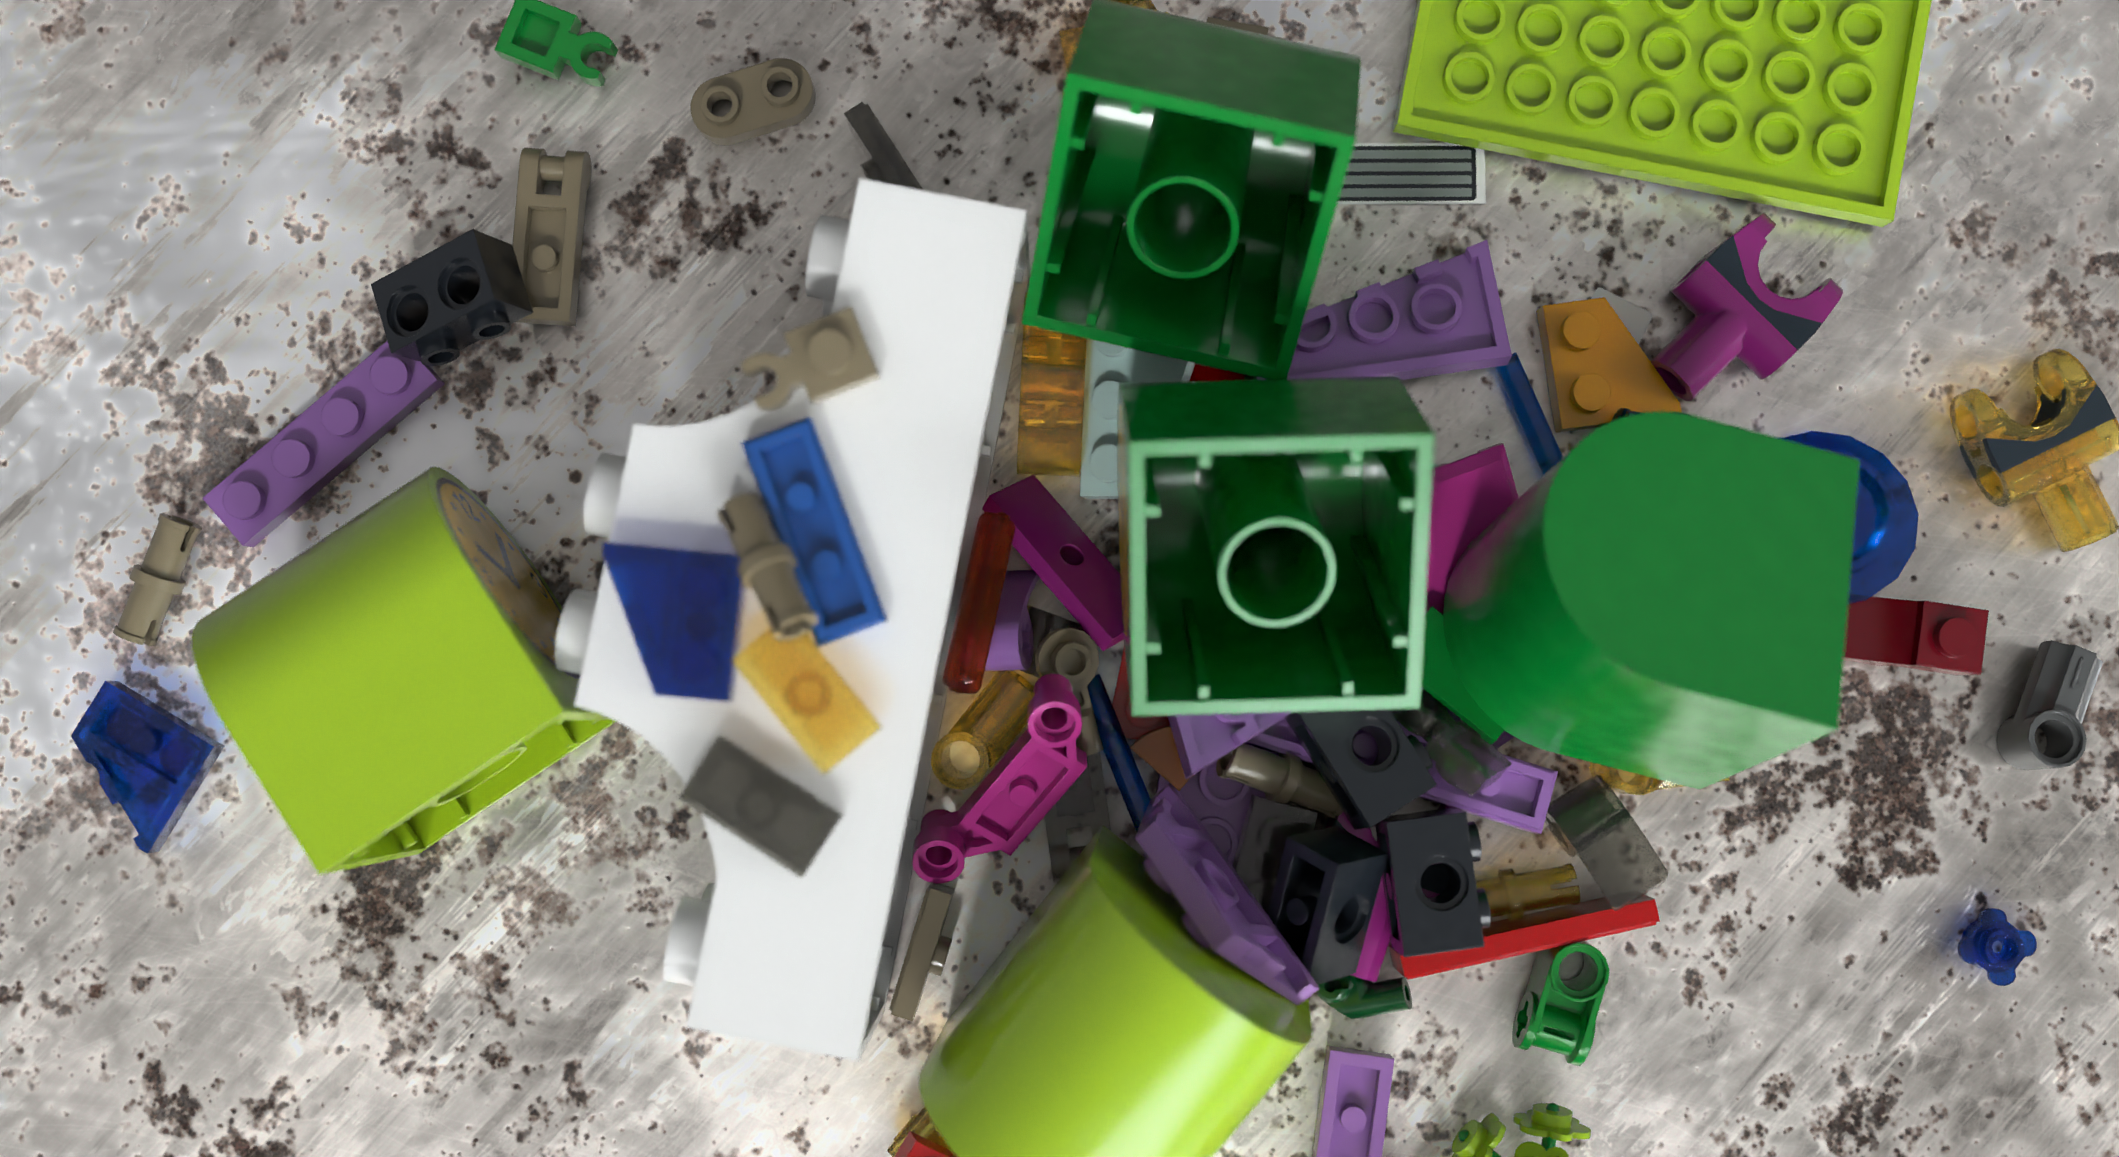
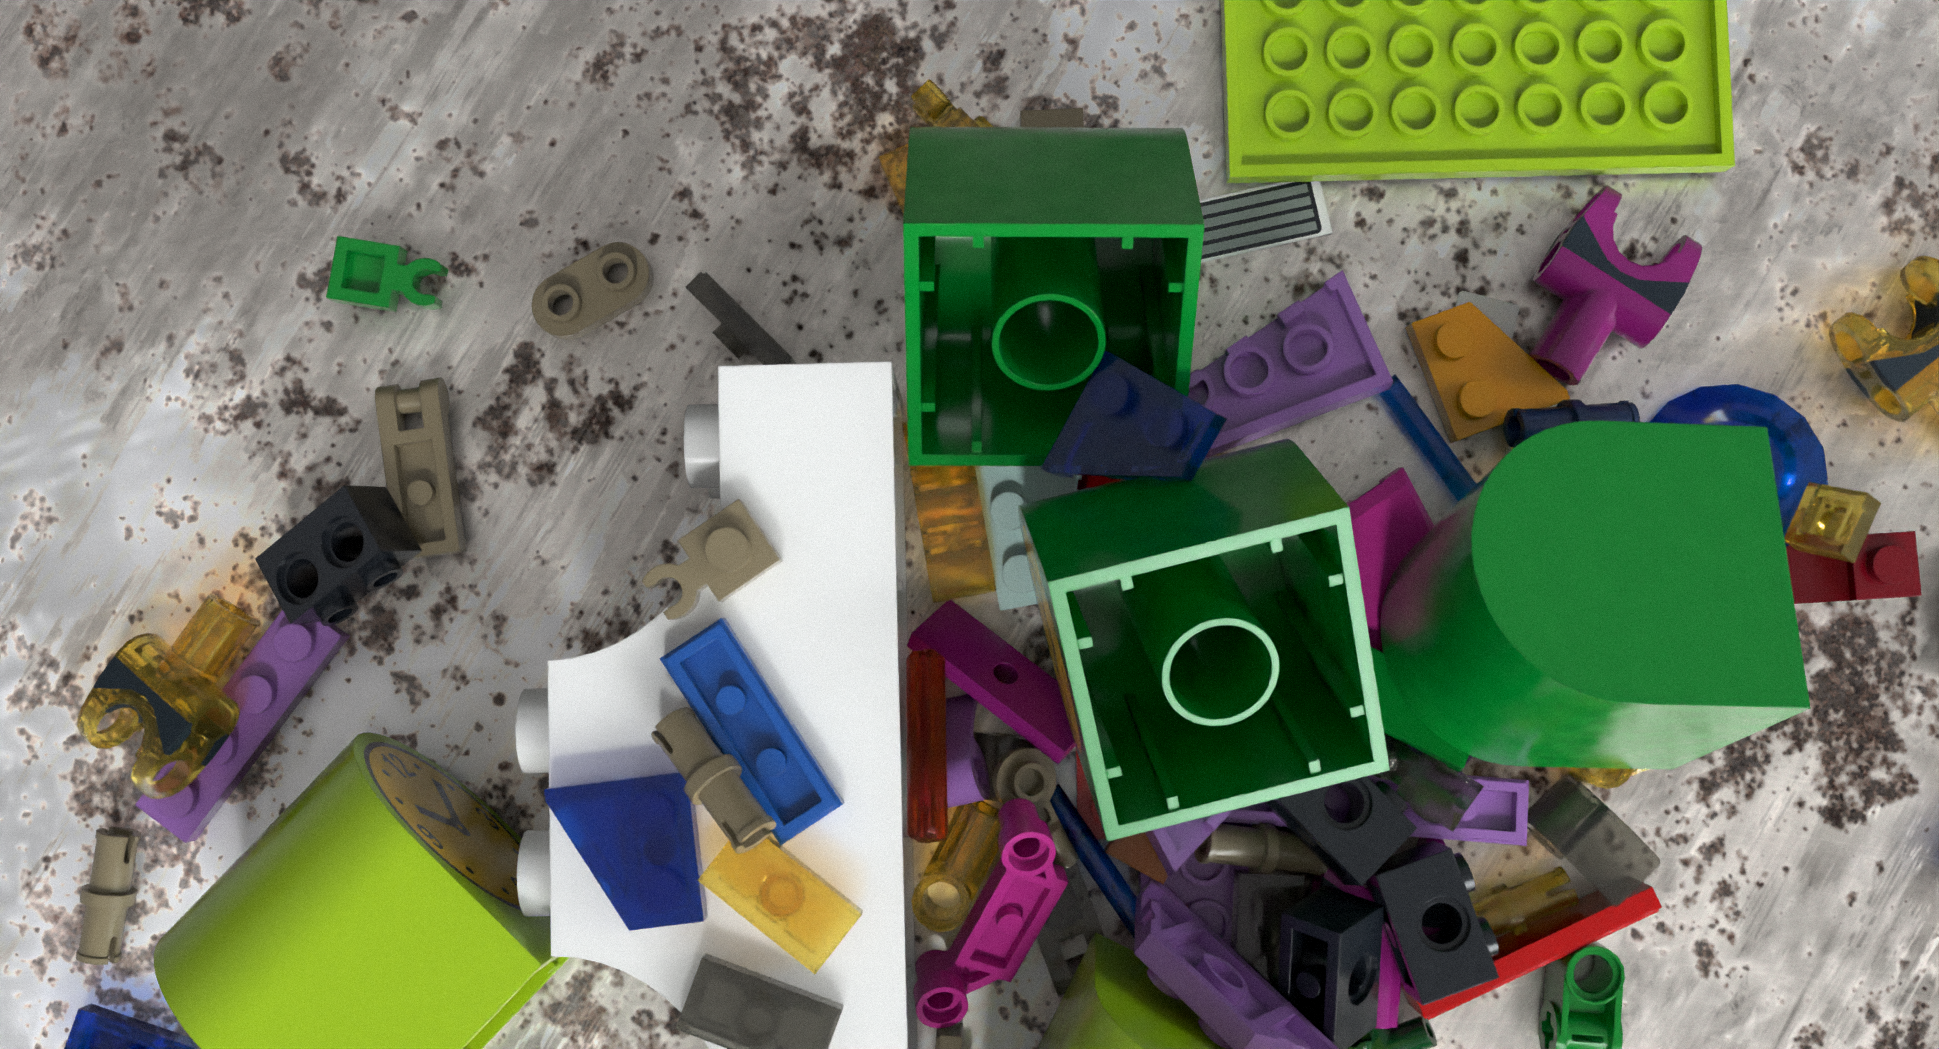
camera: 10 degrees left, 0 degrees up
(260, 400) = (171, 697): none -> clear yellow connector
(1245, 330) = (1133, 428): none -> clear blue wing
(1909, 582) = (1832, 521): none -> clear yellow plate

